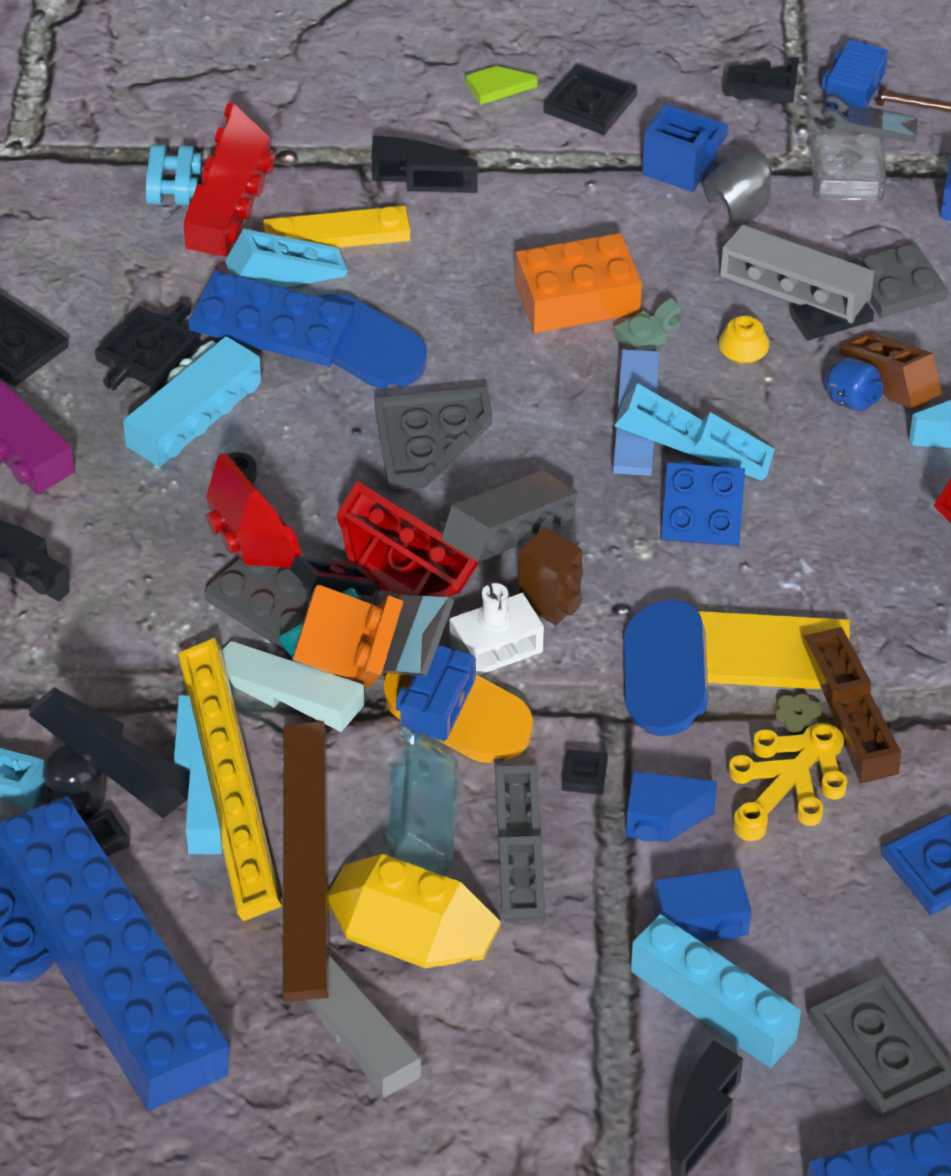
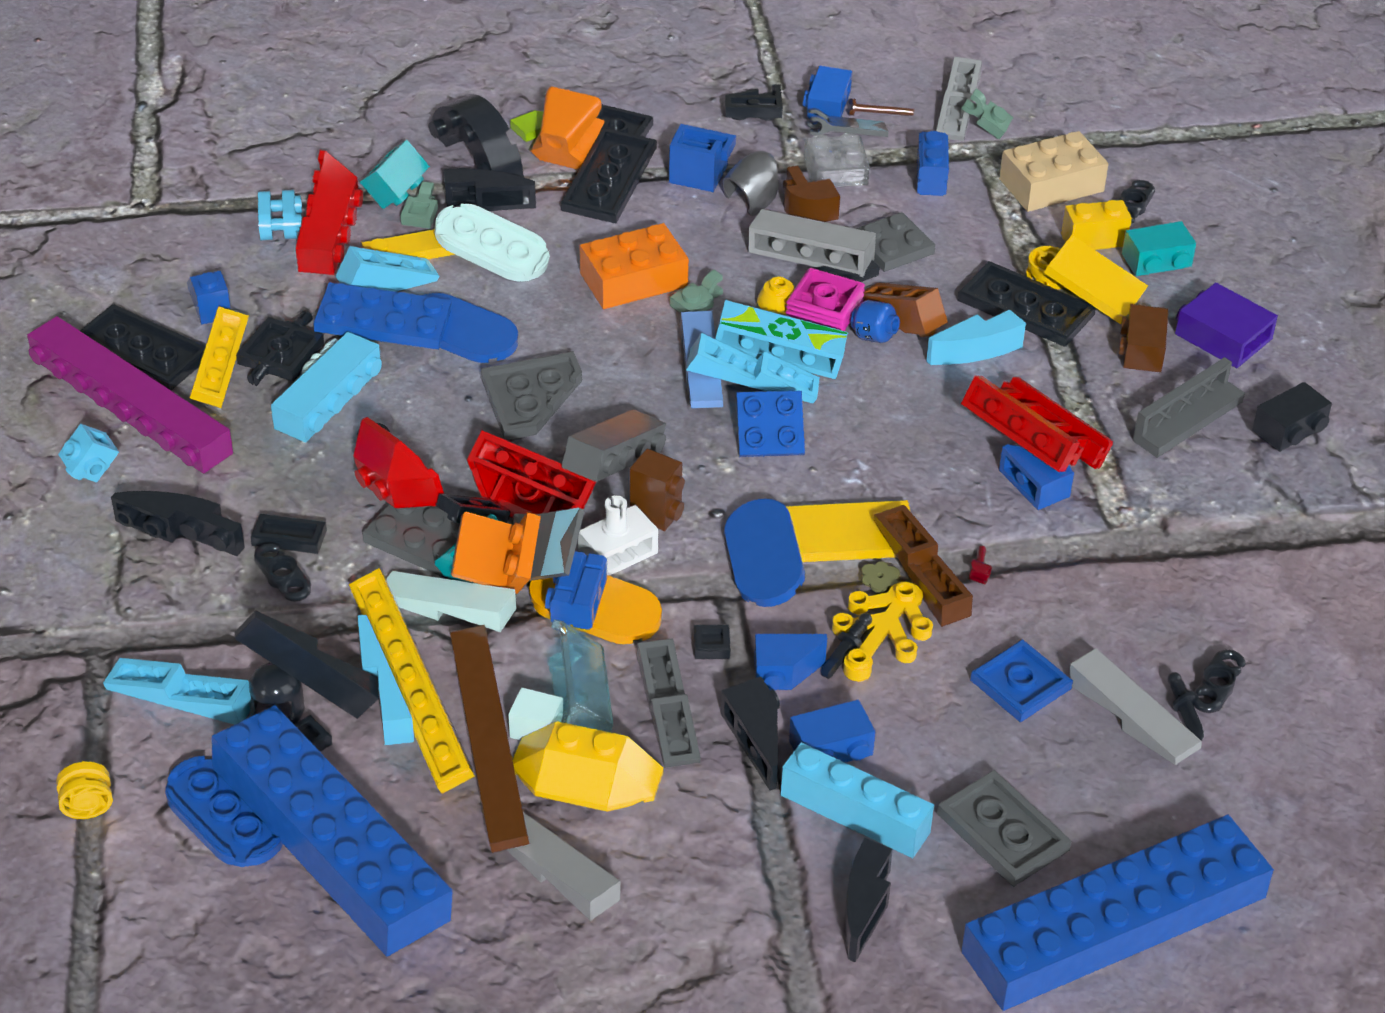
camera: 10 degrees left, 5 degrees down
(75, 351) = (219, 357): none -> yellow plate
(77, 274) = (207, 294): none -> blue slope
(118, 638) = (295, 578): none -> black piece
(121, 581) = (289, 533): none -> black tile
(315, 137) = (395, 174): none -> brick
(339, 184) = (422, 209): none -> sand green plate
(361, 837) = (533, 711): none -> light aqua brick
(415, 235) = (492, 242): none -> light aqua tile
(426, 90) = (482, 129): none -> black brick
(530, 96) = (567, 127): none -> orange piece
(570, 160) = (609, 175): none -> black tile
(614, 873) = (753, 719): none -> black slope
(735, 395) = (796, 341): none -> medium azure brick
(744, 791) = (848, 642): none -> black piece
(798, 351) = (825, 299): none -> dark pink brick
(806, 218) = (810, 200): none -> reddish brown brick
(919, 719) = (980, 570): none -> dark red hand

